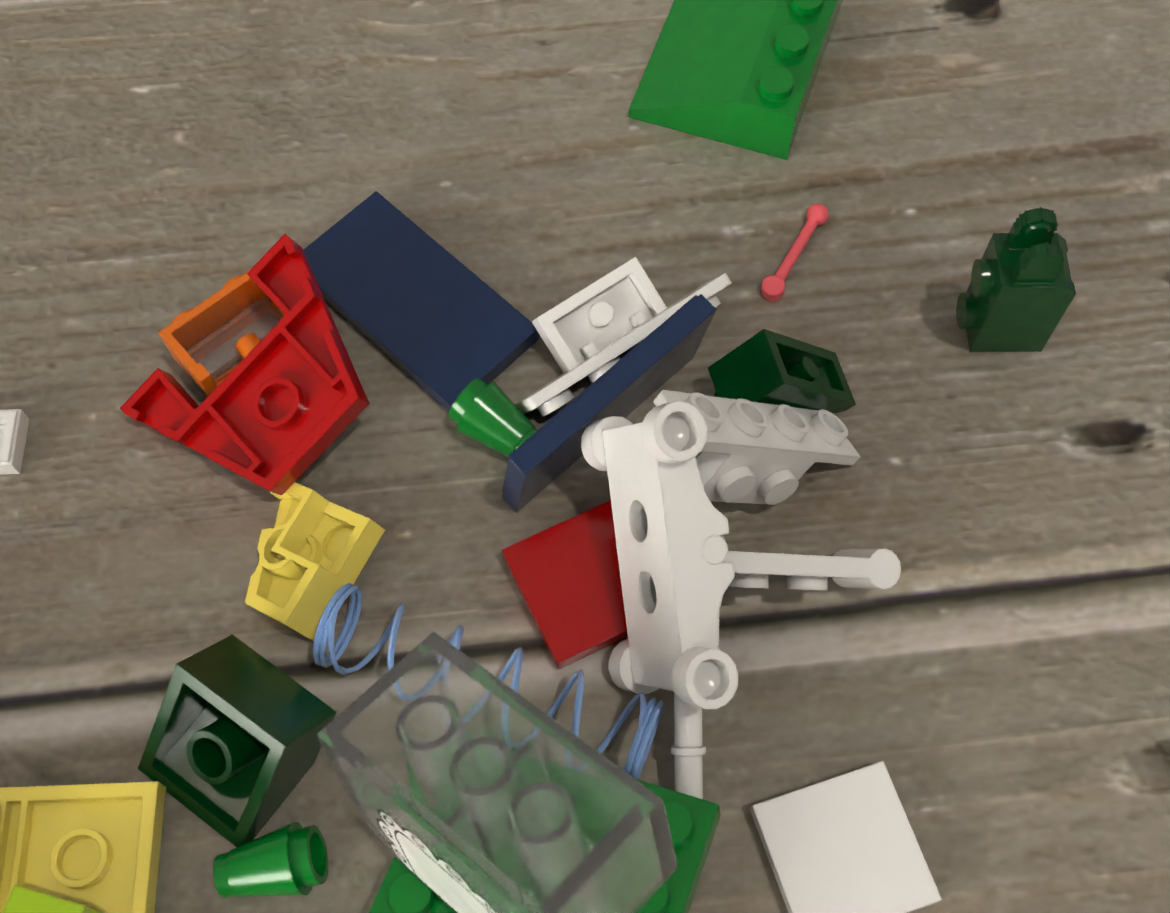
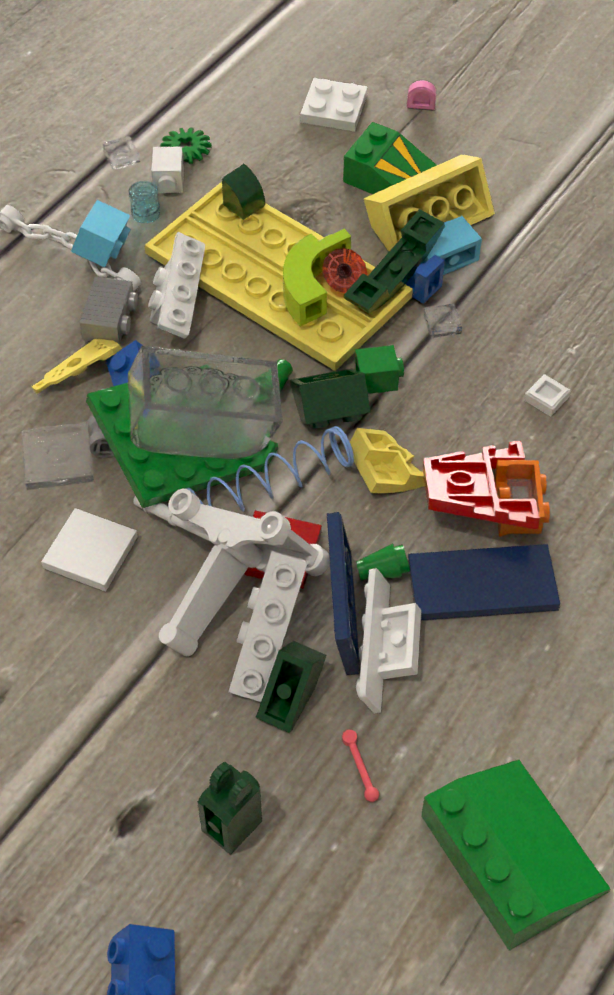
camera: 130 degrees right, 10 degrees down
(114, 703) = (380, 368): none -> green brick

